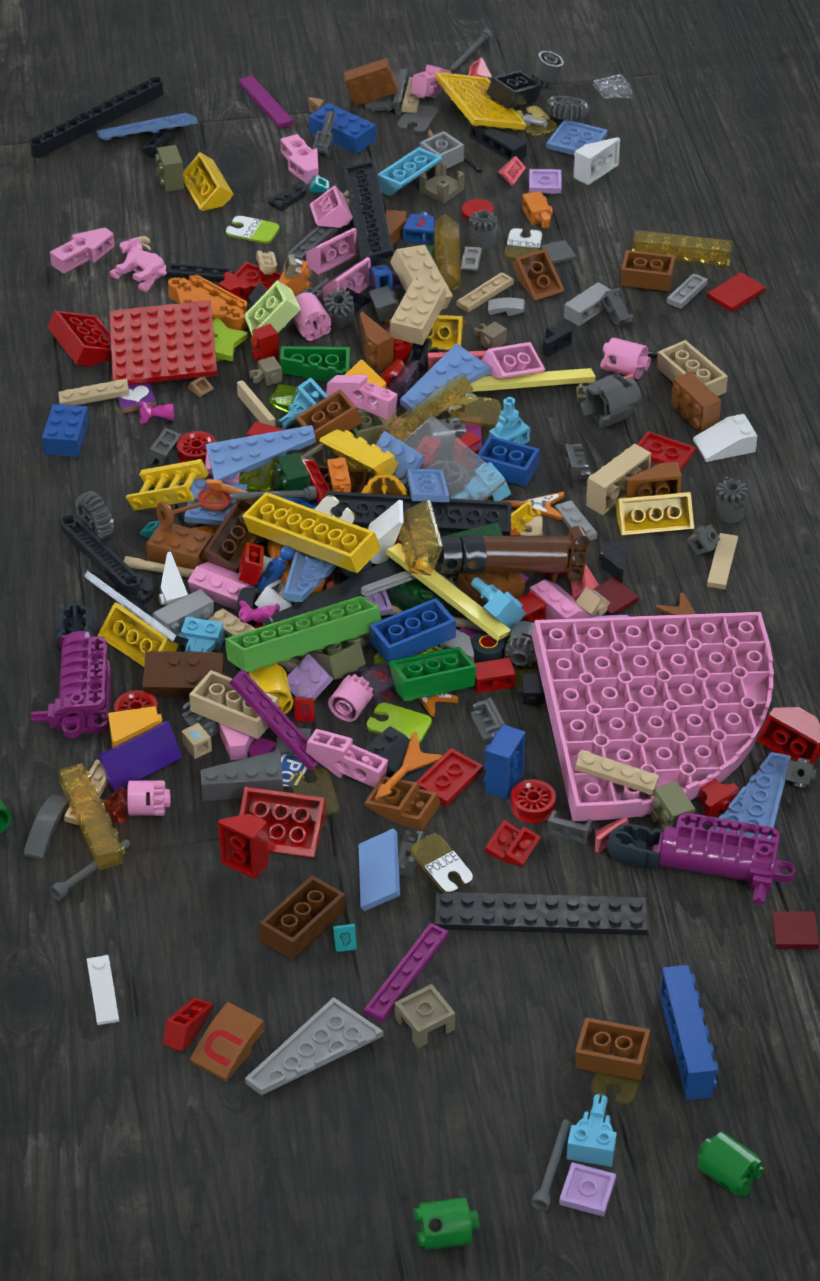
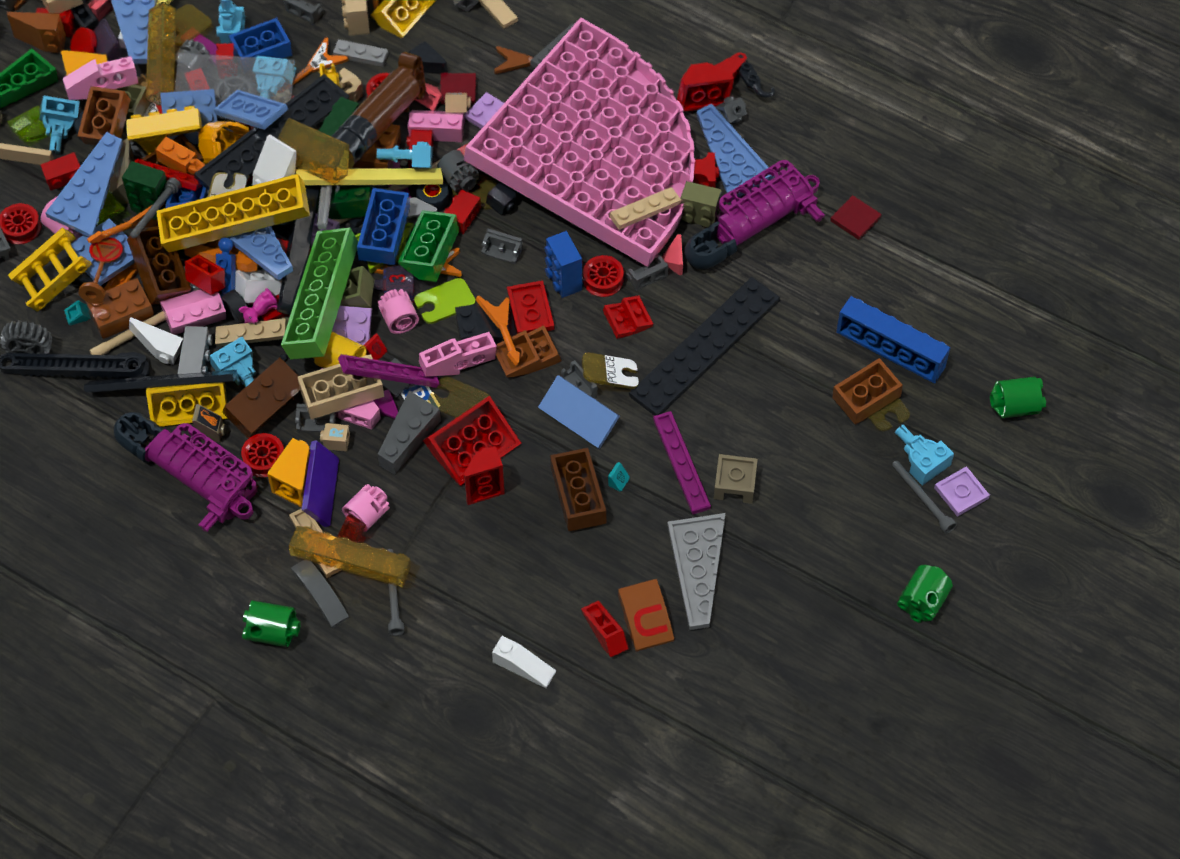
camera: 50 degrees left, 15 degrees up
(126, 658) = (208, 423): none -> slope

